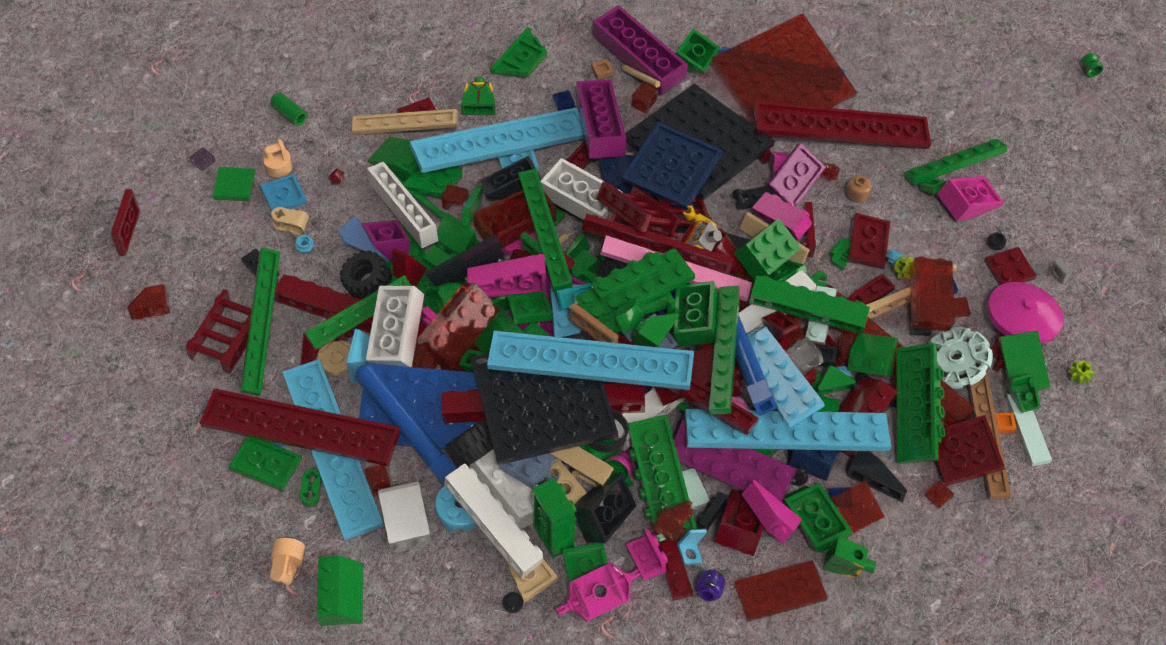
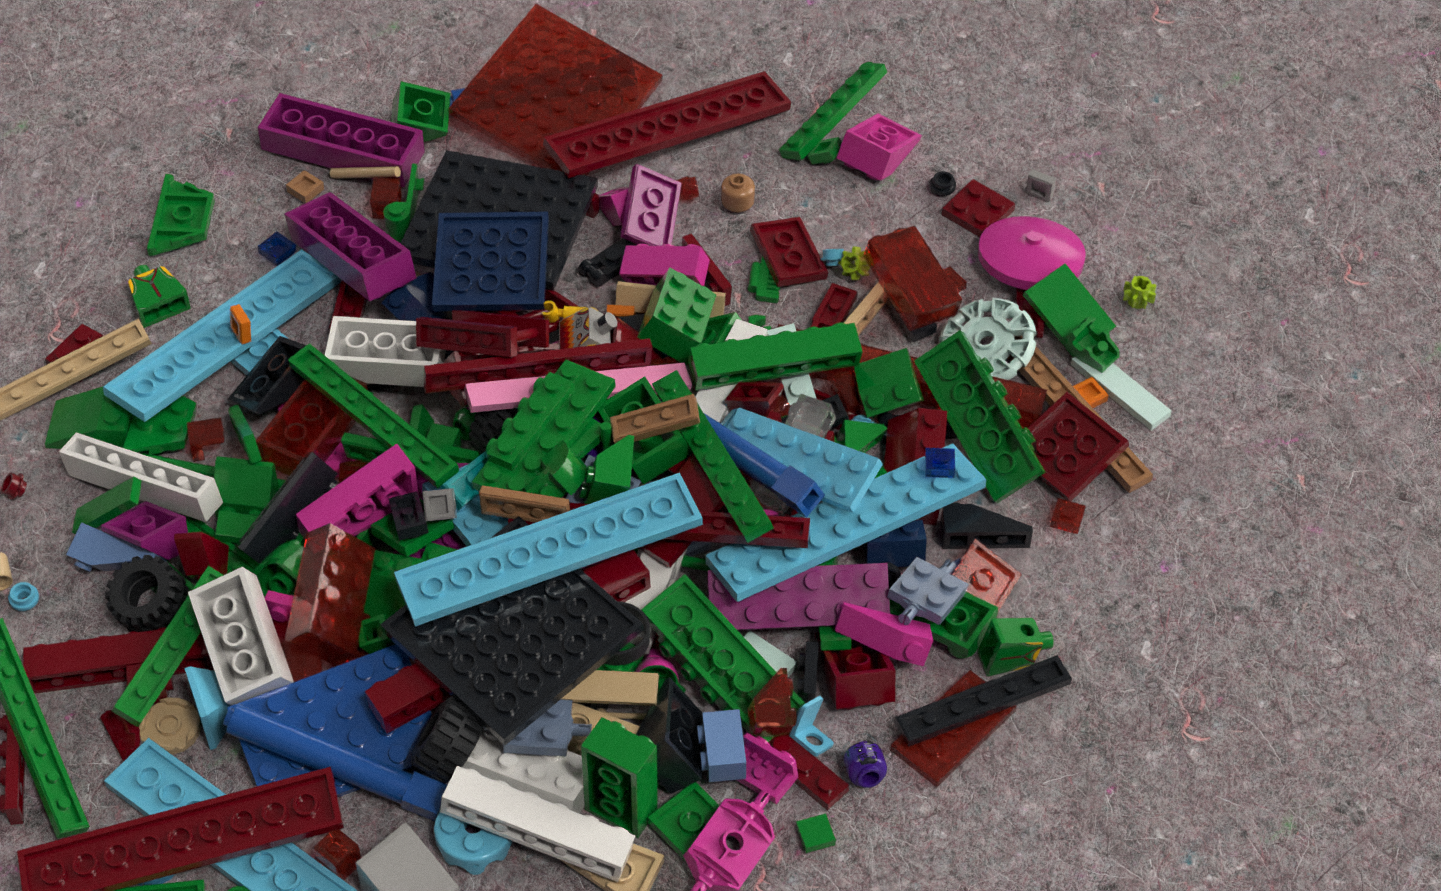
camera: 30 degrees left, 5 degrees down
(376, 213) = (108, 504): none -> green tile
(508, 138) = (240, 324): none -> orange tile
(527, 300) = (408, 516): none -> black plate
(548, 302) = (439, 504): none -> light grey tile
(630, 529) = (723, 744): none -> medium blue brick
(643, 110) = (400, 214): none -> green door
(655, 611) = (815, 833): none -> green tile
(702, 311) = (656, 419): none -> medium nougat tile
(736, 499) = (832, 639): none -> green tile
(739, 232) = (621, 310): none -> orange tile
(808, 583) = (982, 700): none -> black tile
(812, 498) = (927, 591): none -> sand blue plate
(866, 421) = (940, 462): none -> clear blue plate

